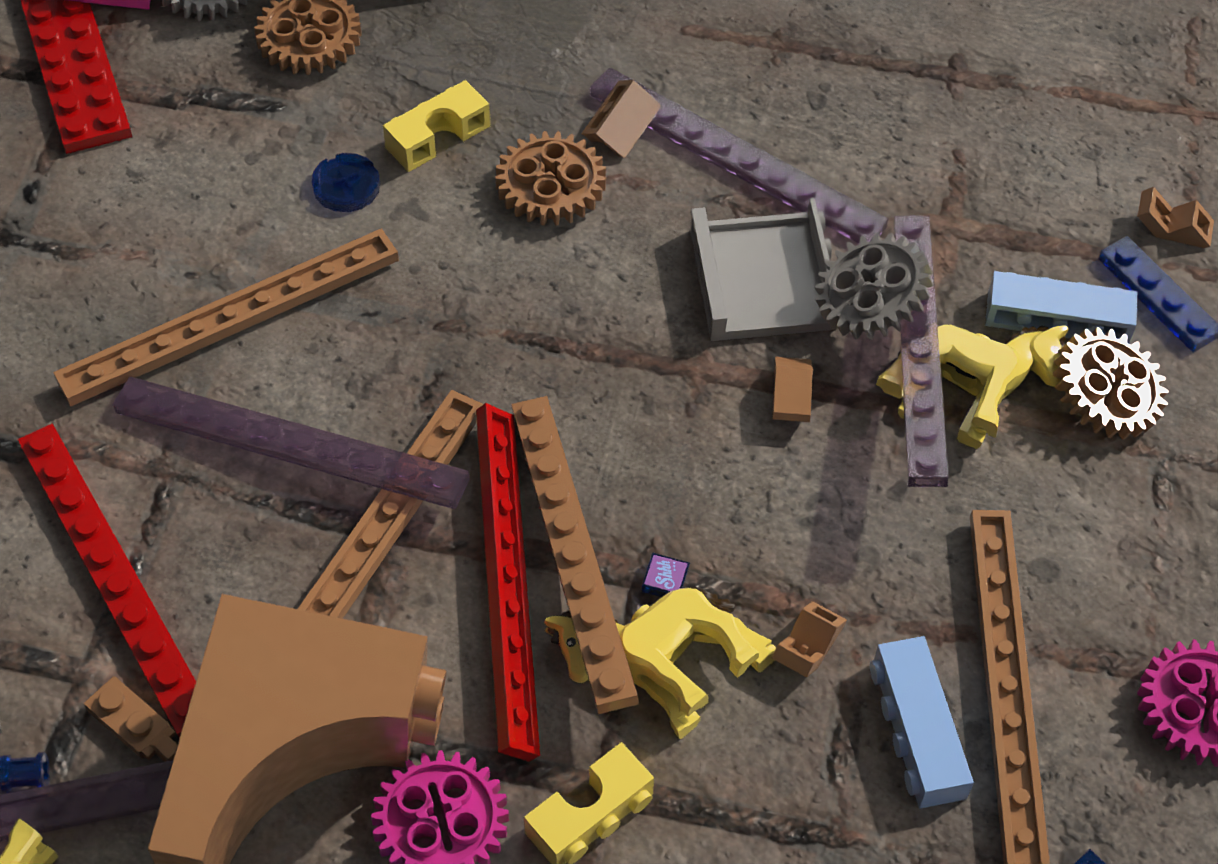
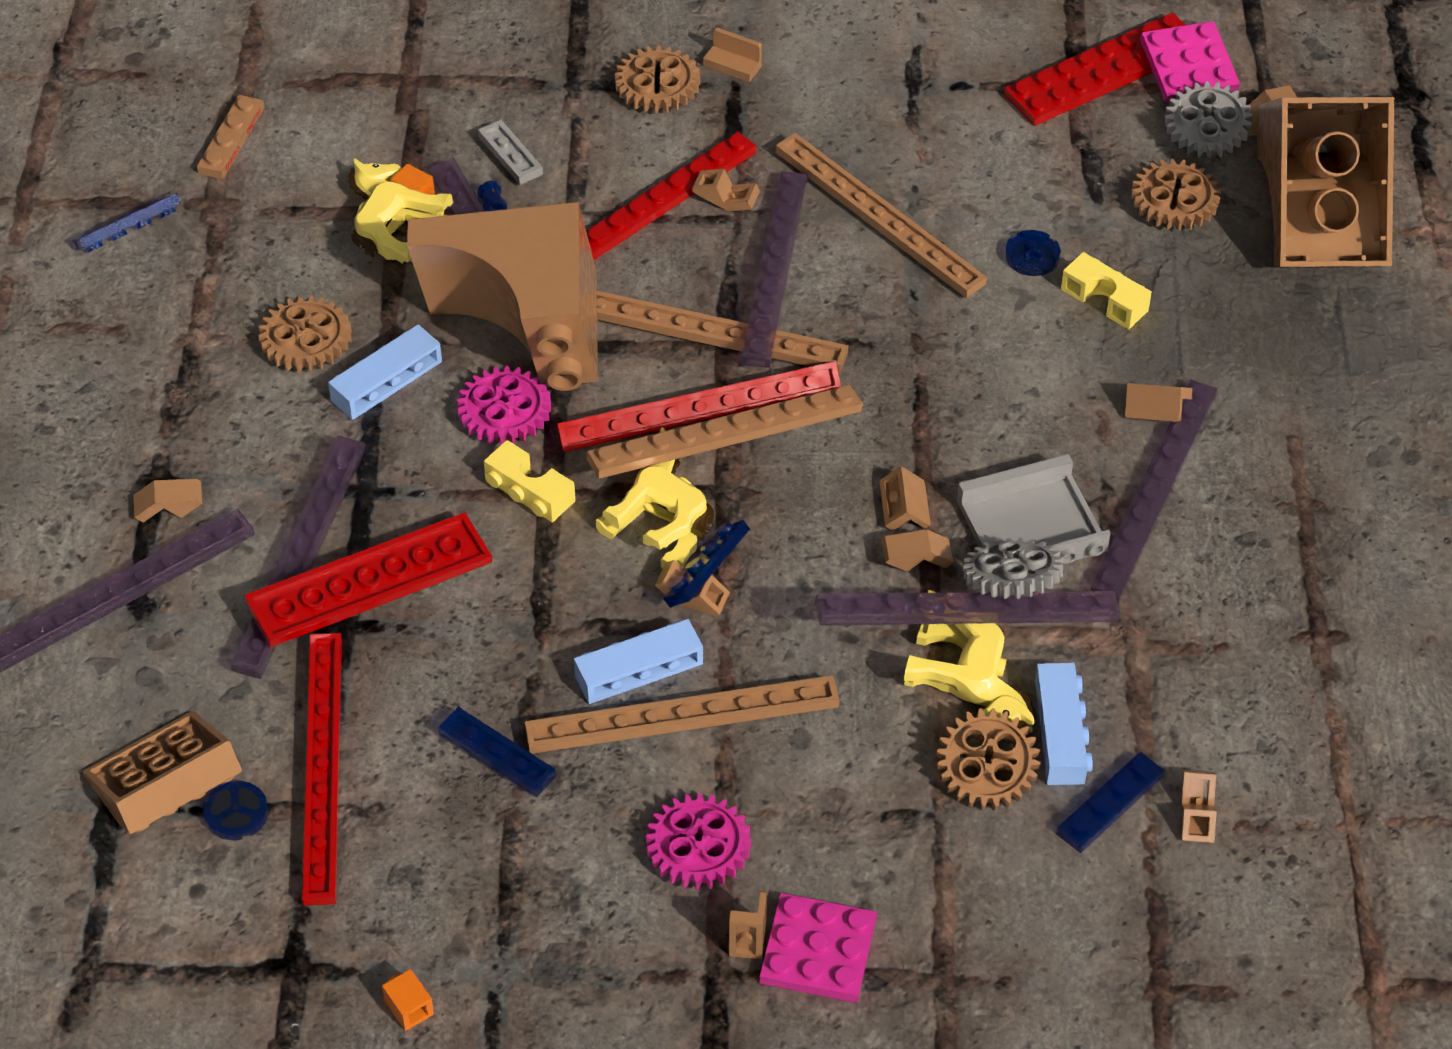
camera: 80 degrees right, 5 degrees down
(131, 473) = (718, 189): none -> medium nougat slope
(550, 178) = (1078, 369): medium nougat gear -> none
(664, 575) = (726, 500): tile -> none
(708, 389) = (904, 499): none -> medium nougat panel
(783, 611) = (704, 566): none -> clear blue plate

